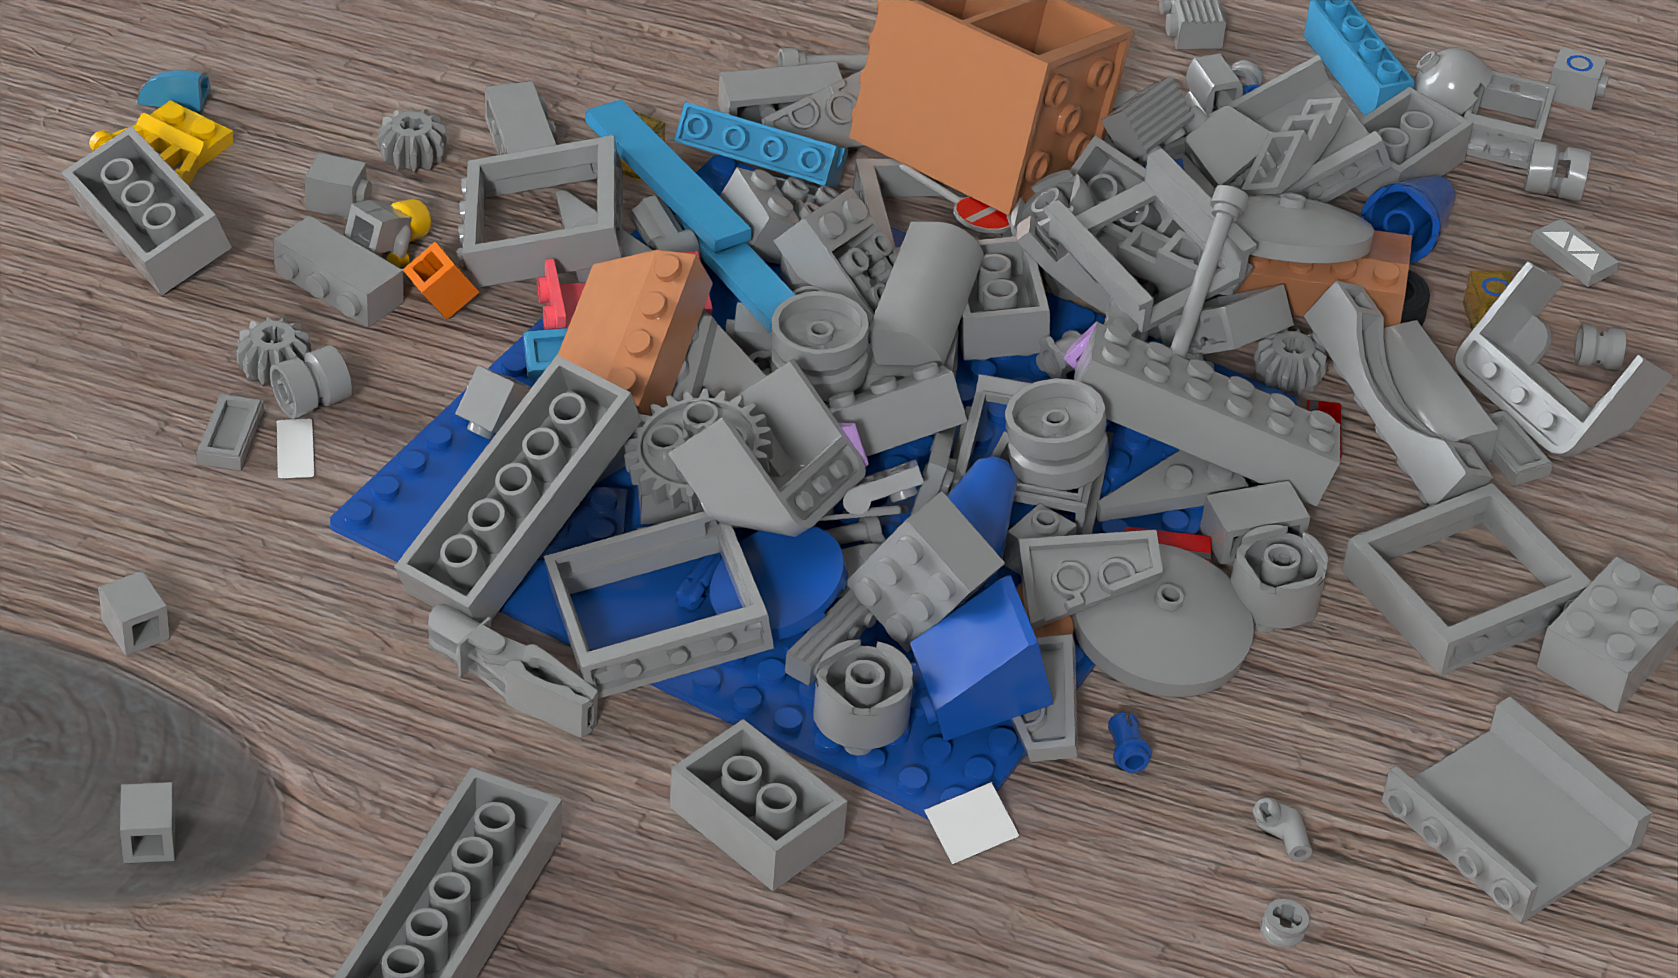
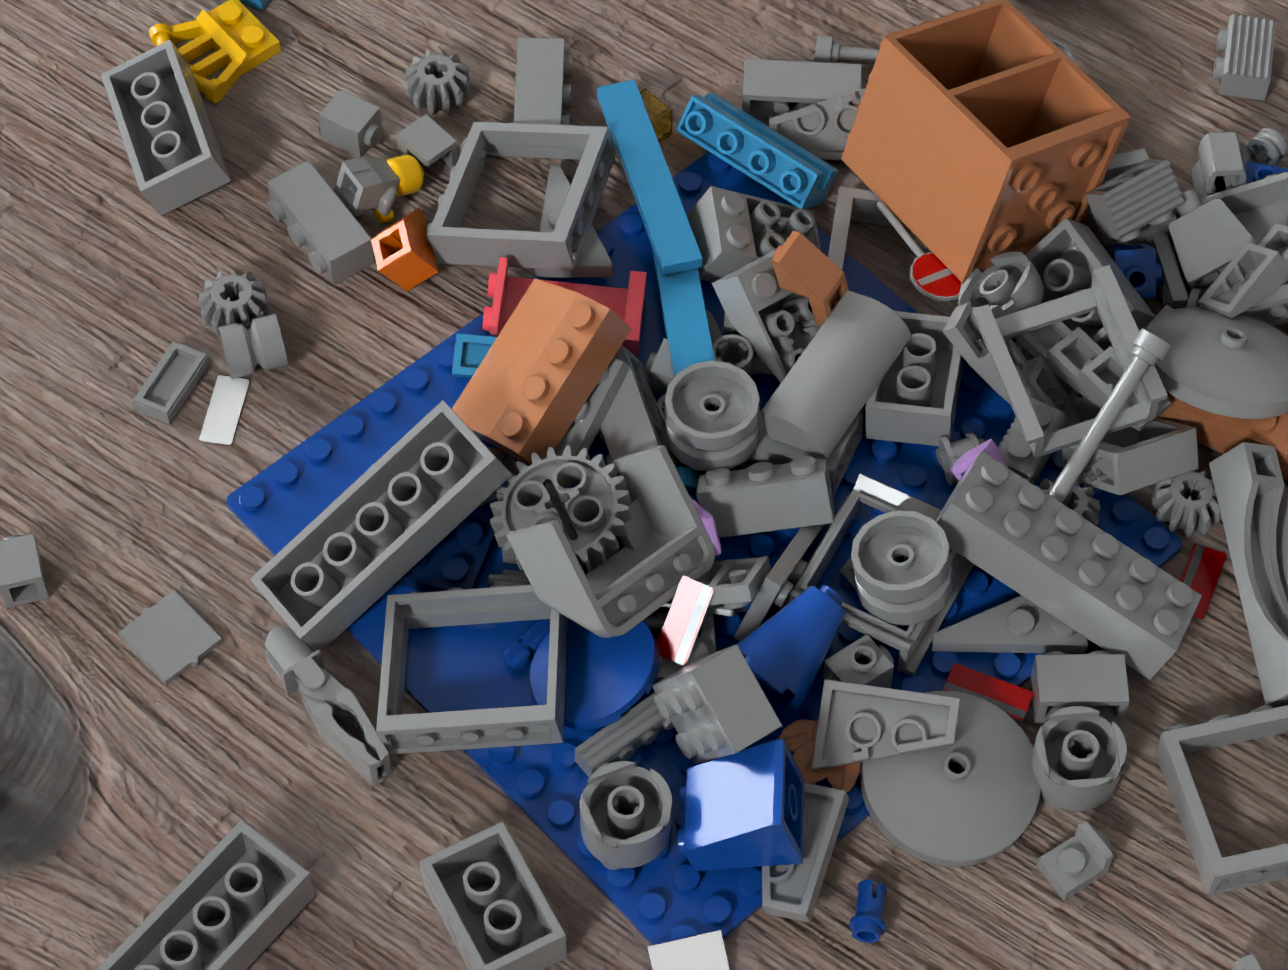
camera: 20 degrees right, 15 degrees up
(316, 648) = (170, 637): none -> light grey piece
(428, 186) = (427, 142): none -> light grey panel
(490, 401) = (406, 401): light grey slope -> none
(661, 229) = (628, 241): light grey piece -> none
(859, 516) = (684, 620): none -> sticker
(874, 204) = (810, 273): none -> nougat slope
(1310, 664) = (1077, 861): none -> light grey bracket

